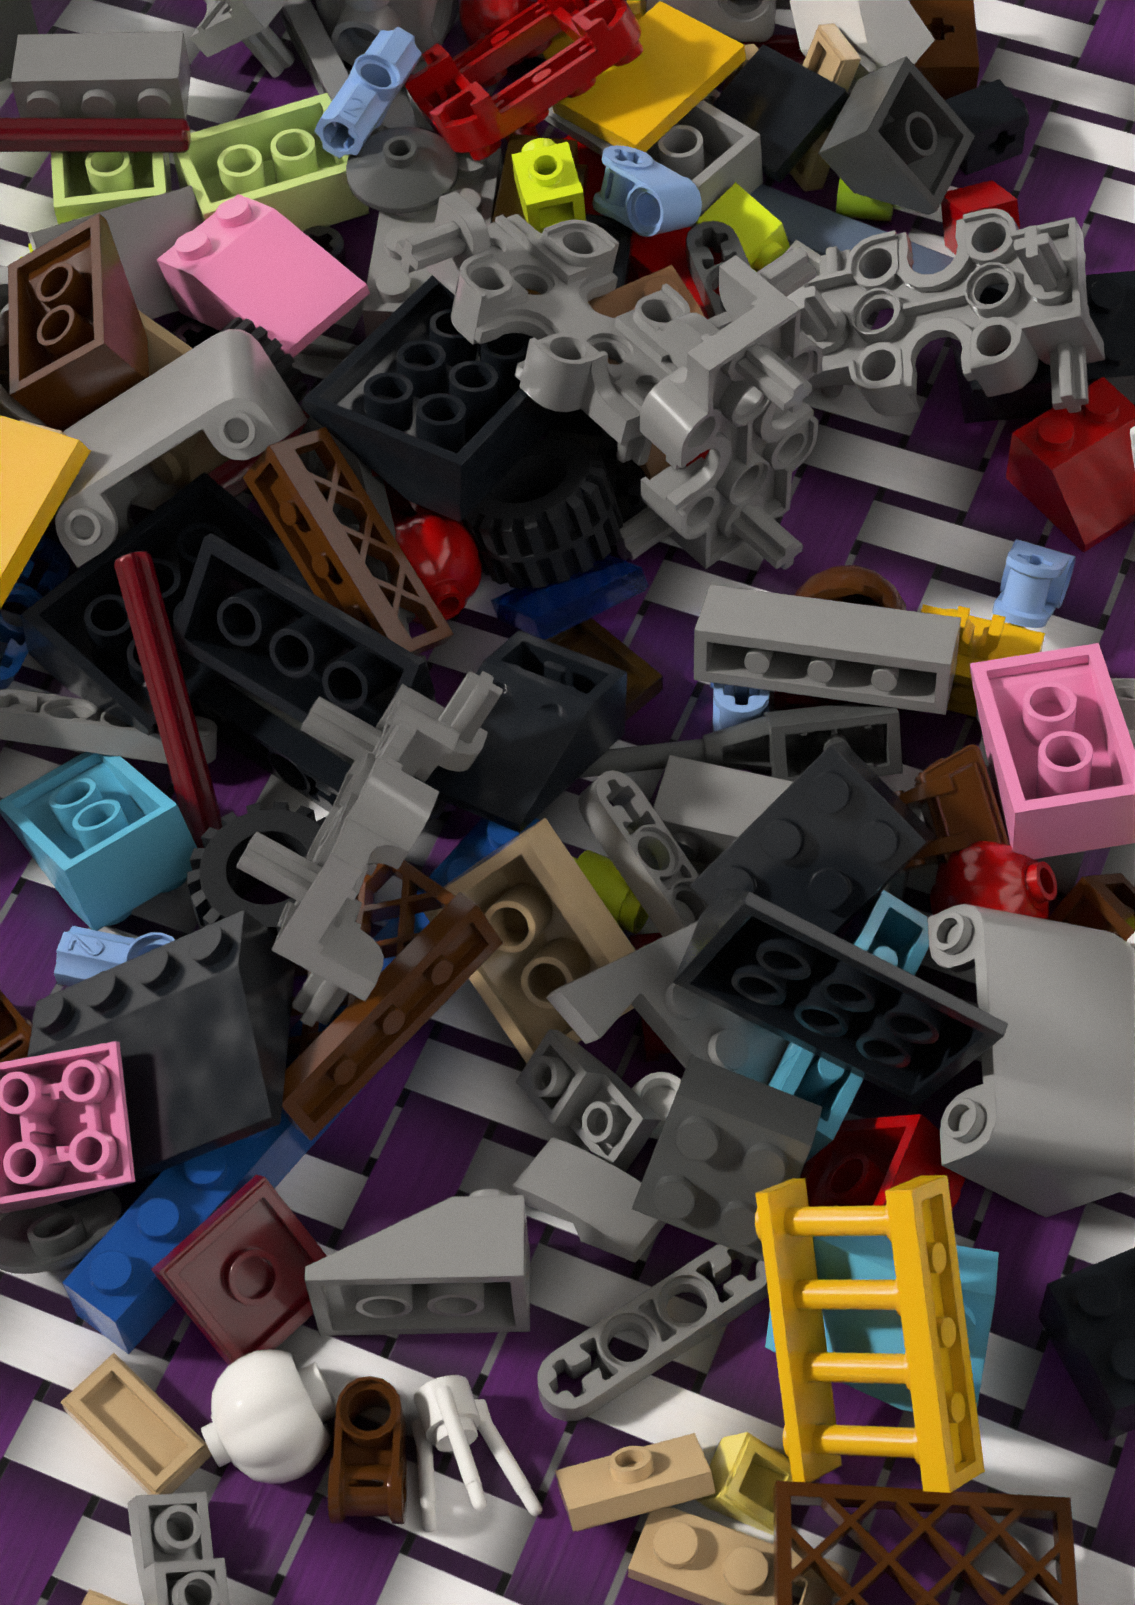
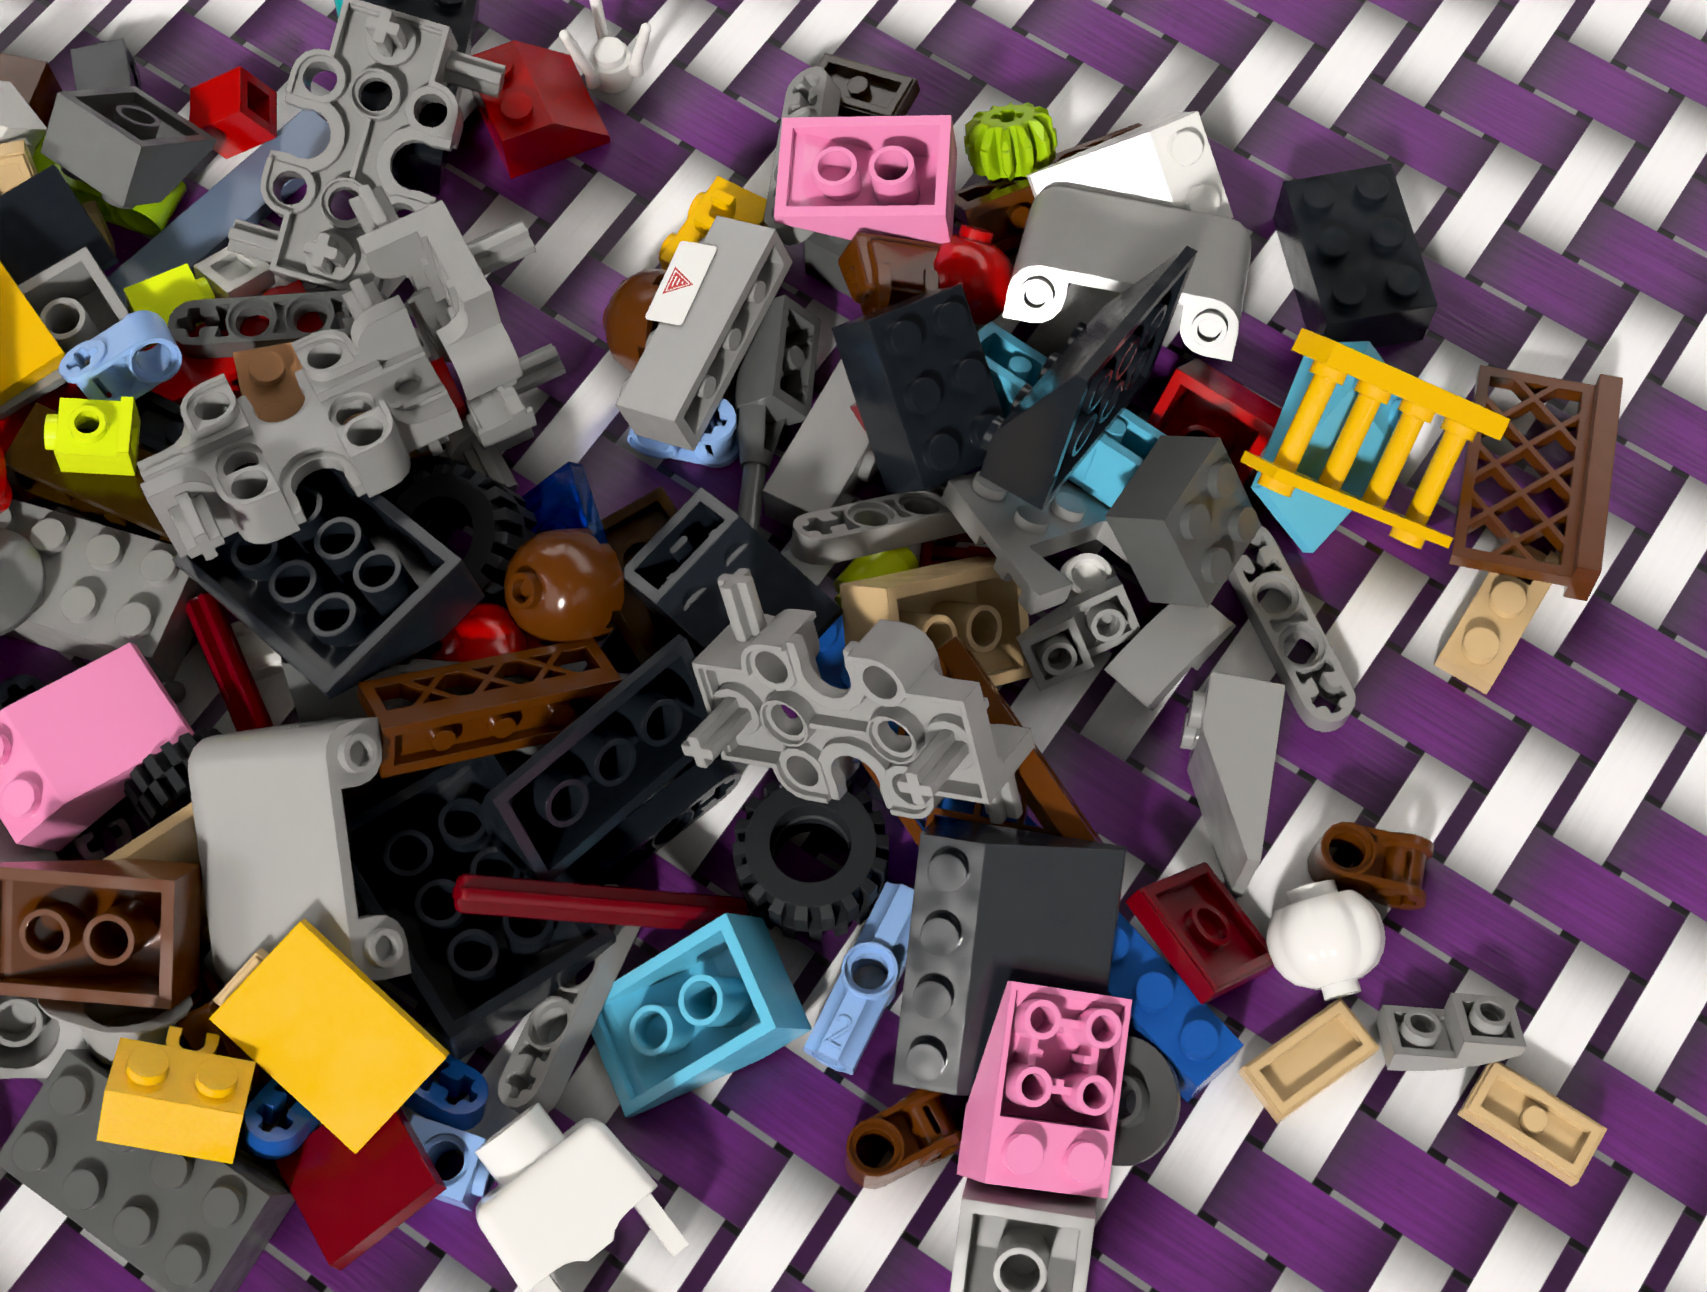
camera: 80 degrees left, 10 degrees up
(451, 1421) = (1348, 792): white plant -> none
(495, 588) = (564, 586): none -> reddish brown cylinder
(634, 1482) = (1423, 666): tan plate -> none
(744, 1480) = (1425, 589): light yellow slope -> none
(867, 604) = (681, 282): none -> white sticker
(1033, 584) = (651, 177): light blue piece -> none

